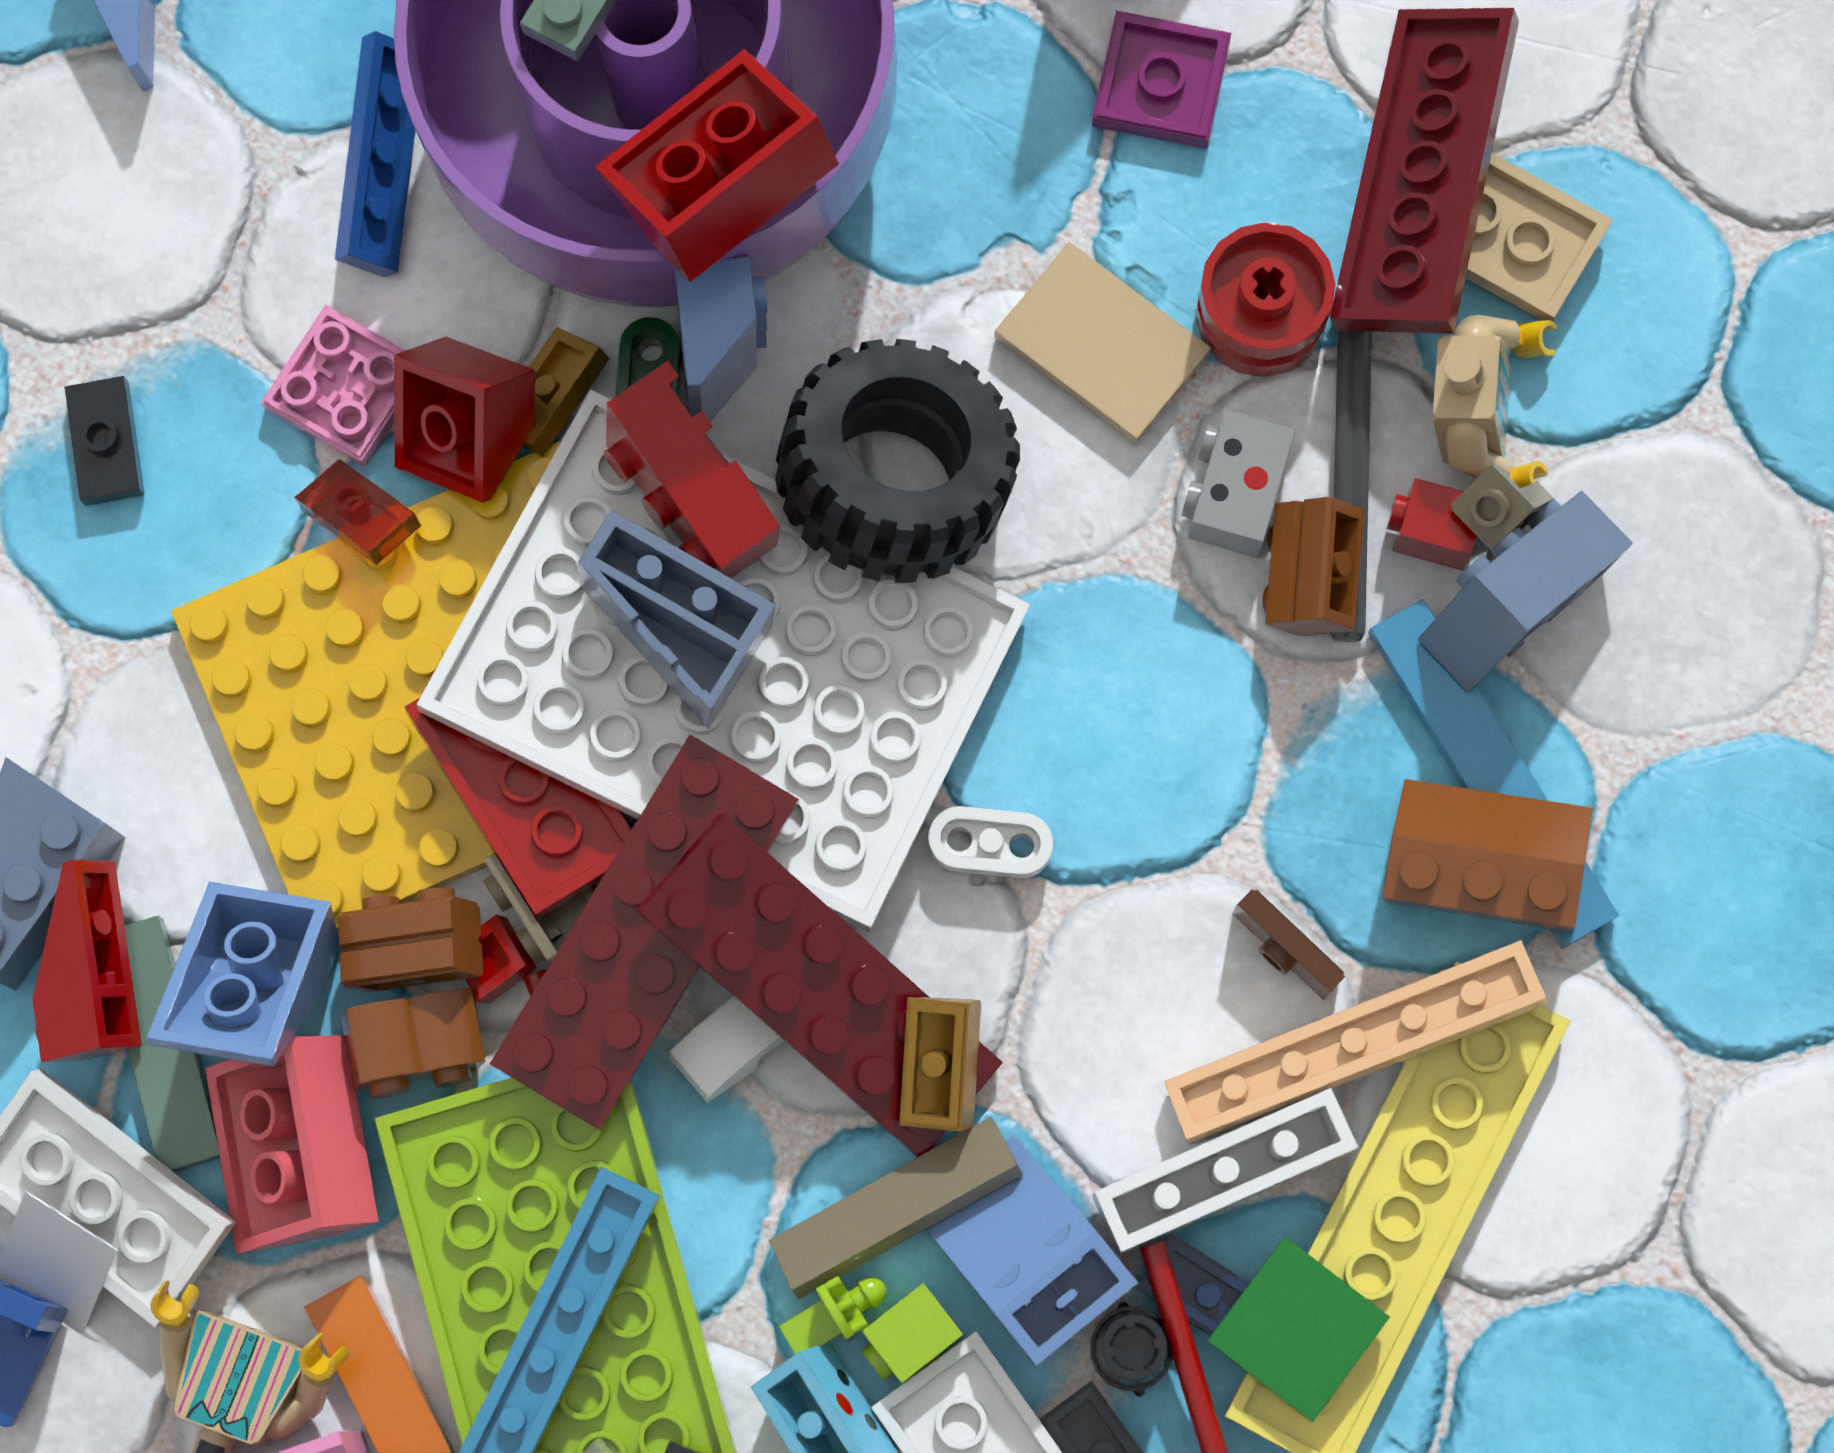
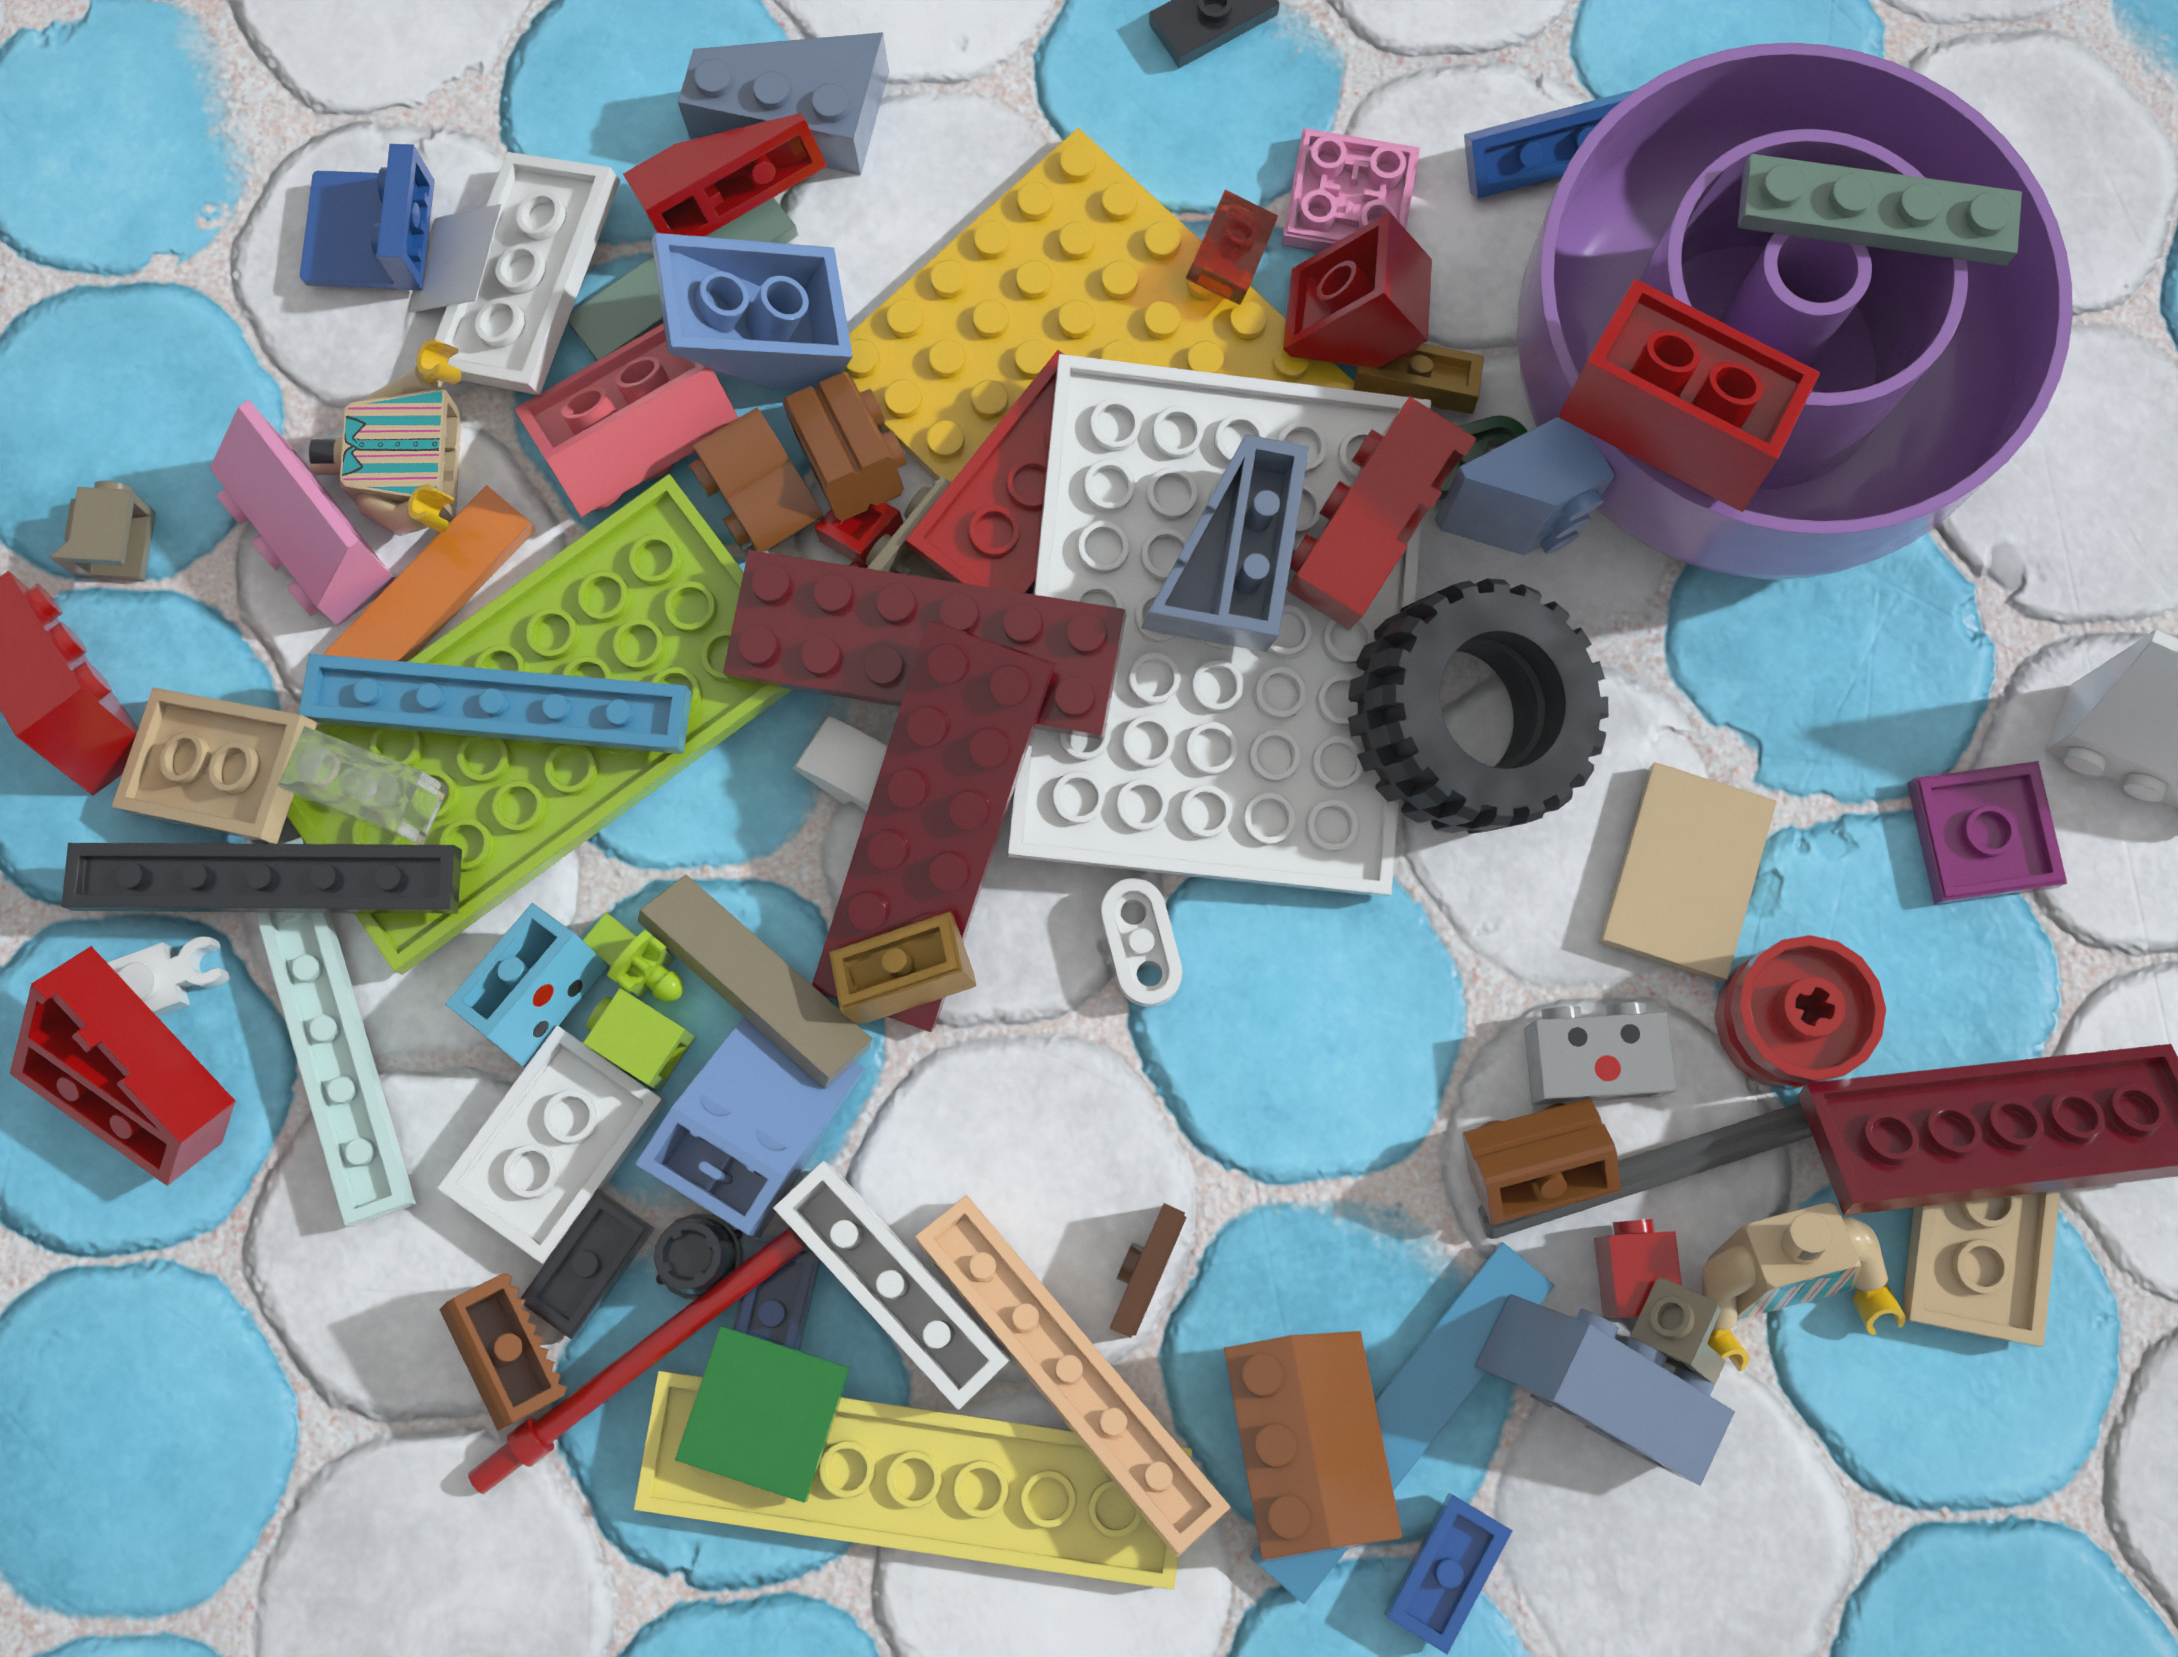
camera: 65 degrees right, 0 degrees up
(1633, 783) = (1447, 1573): none -> blue plate

